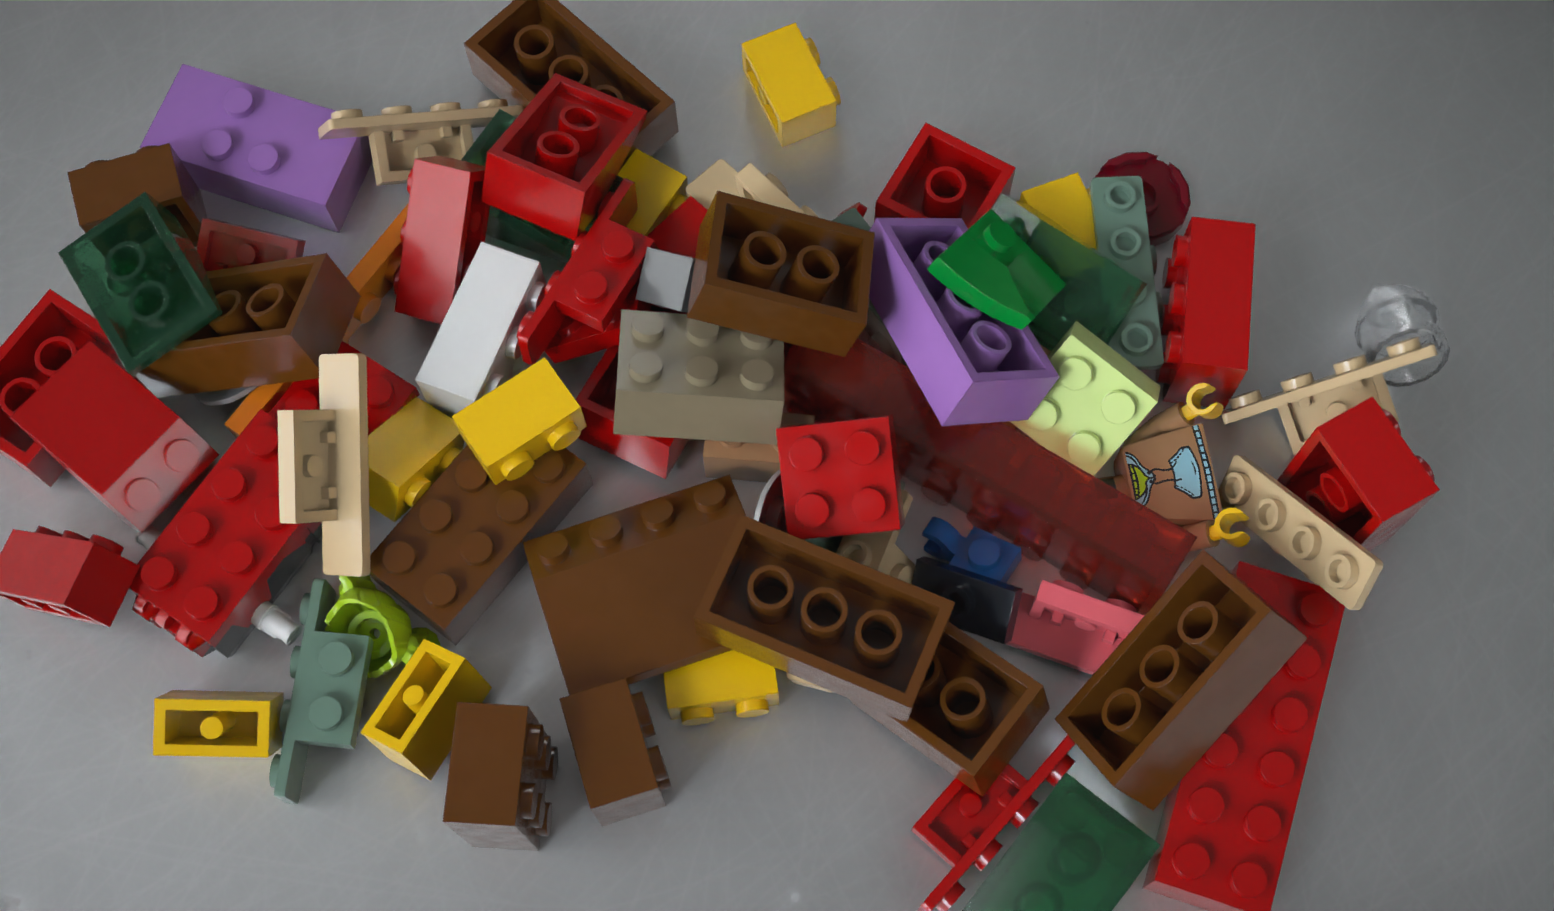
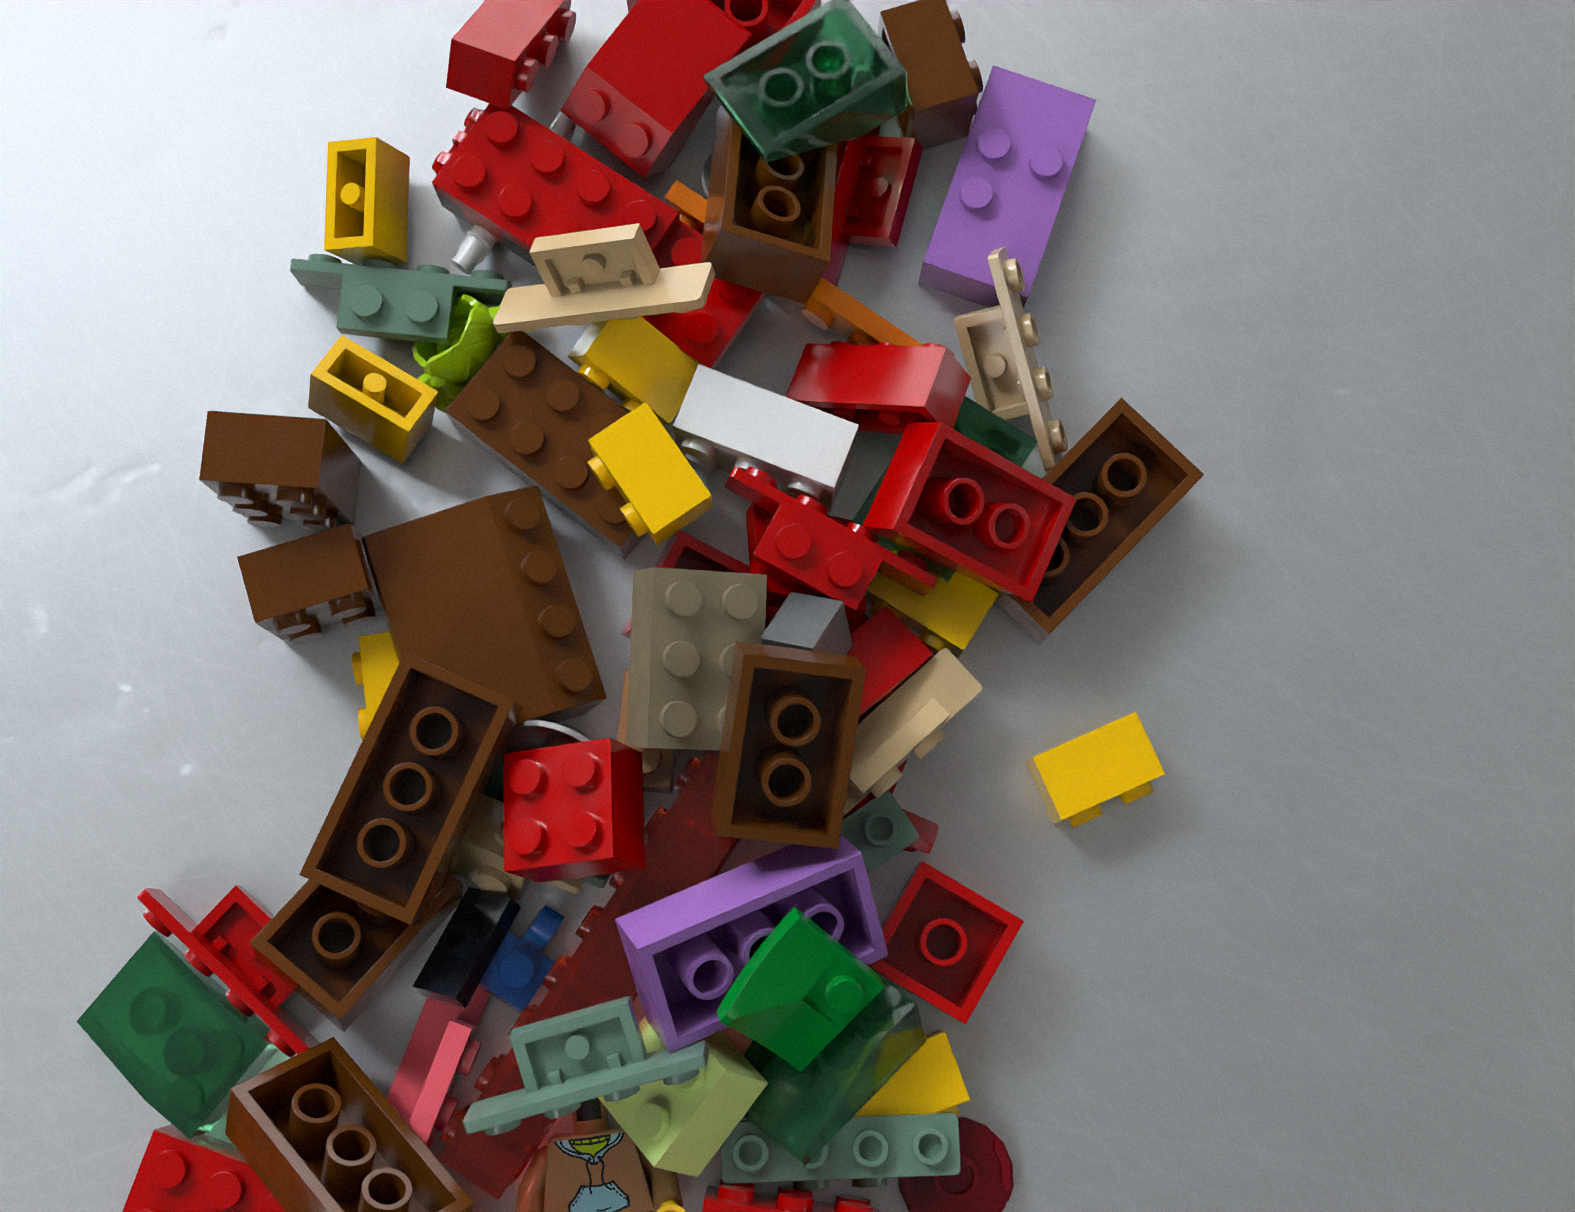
camera: 85 degrees right, 10 degrees up
(1072, 455) = (578, 1060): none -> sand green bracket

